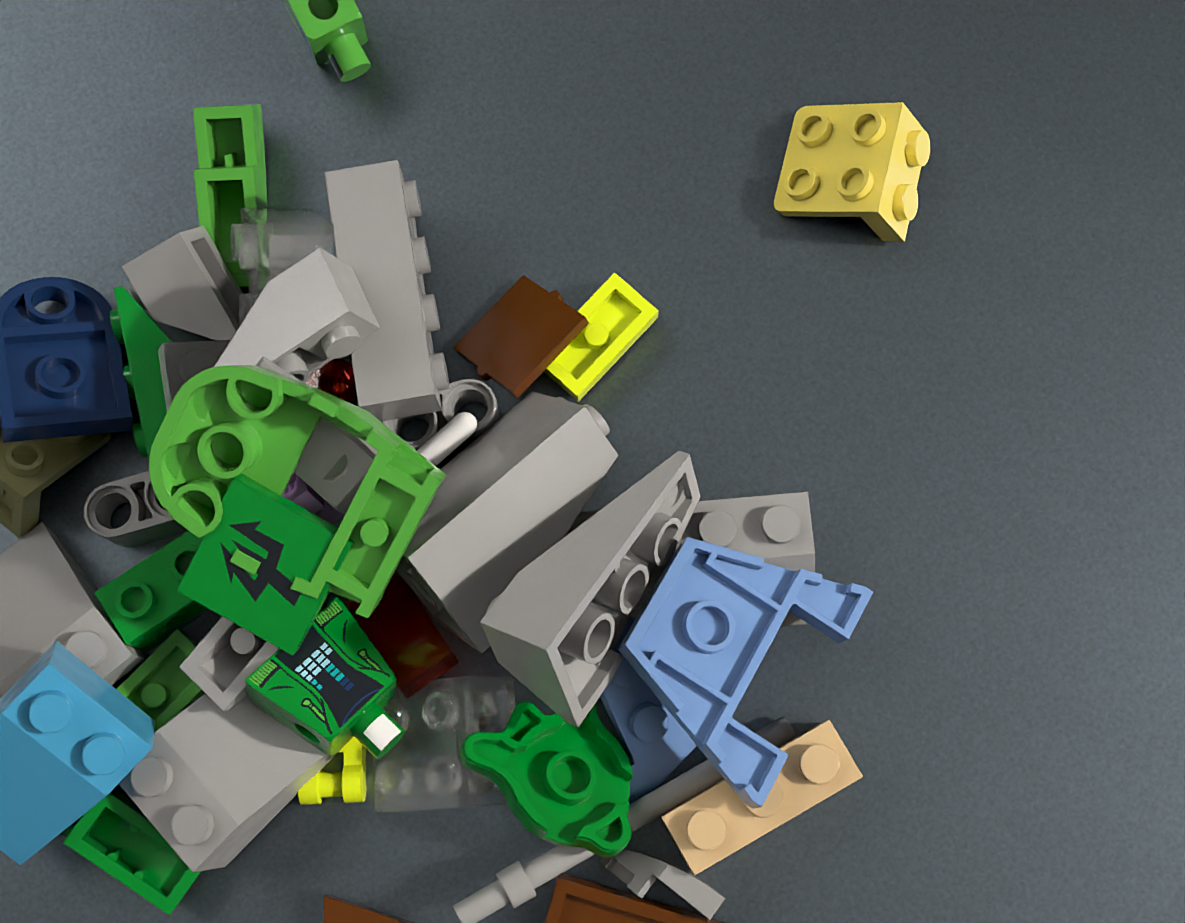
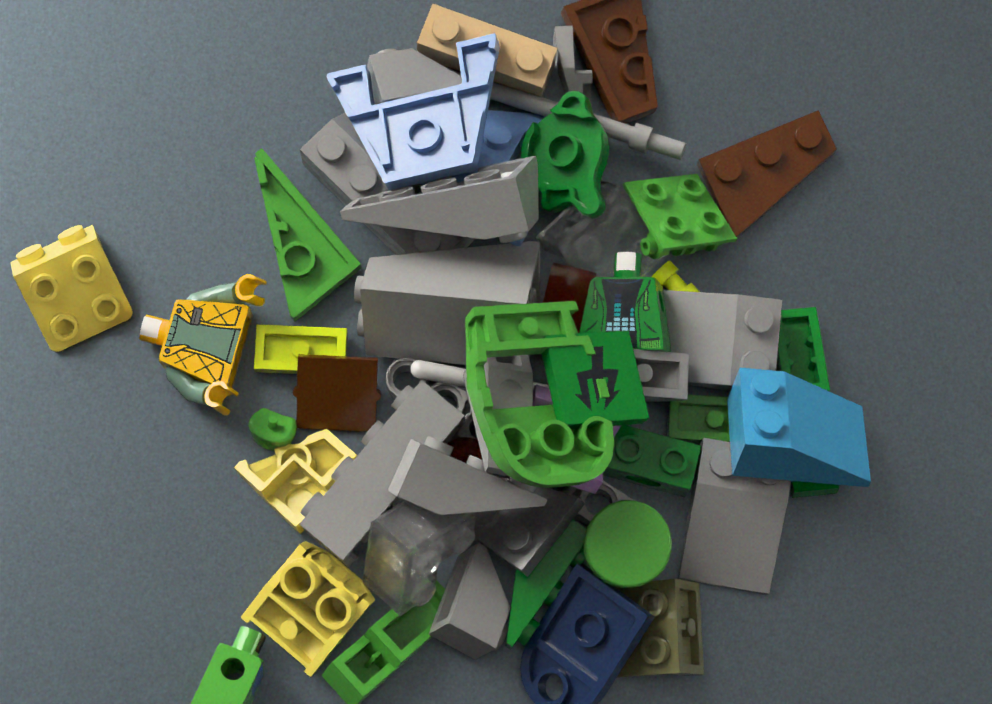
camera: 140 degrees left, 0 degrees up
(93, 475) = (627, 544): none -> bright green head
(327, 133) = (310, 605): none -> light yellow slope
(396, 850) = (678, 216): none -> bright green hinge
(470, 238) = (296, 473): none -> light yellow slope
(540, 247) = (272, 429): none -> bright green piece
(679, 244) = (205, 340): none -> torso
(714, 427) = (306, 248): none -> bright green wing
(796, 680) = (406, 73): none -> light grey slope

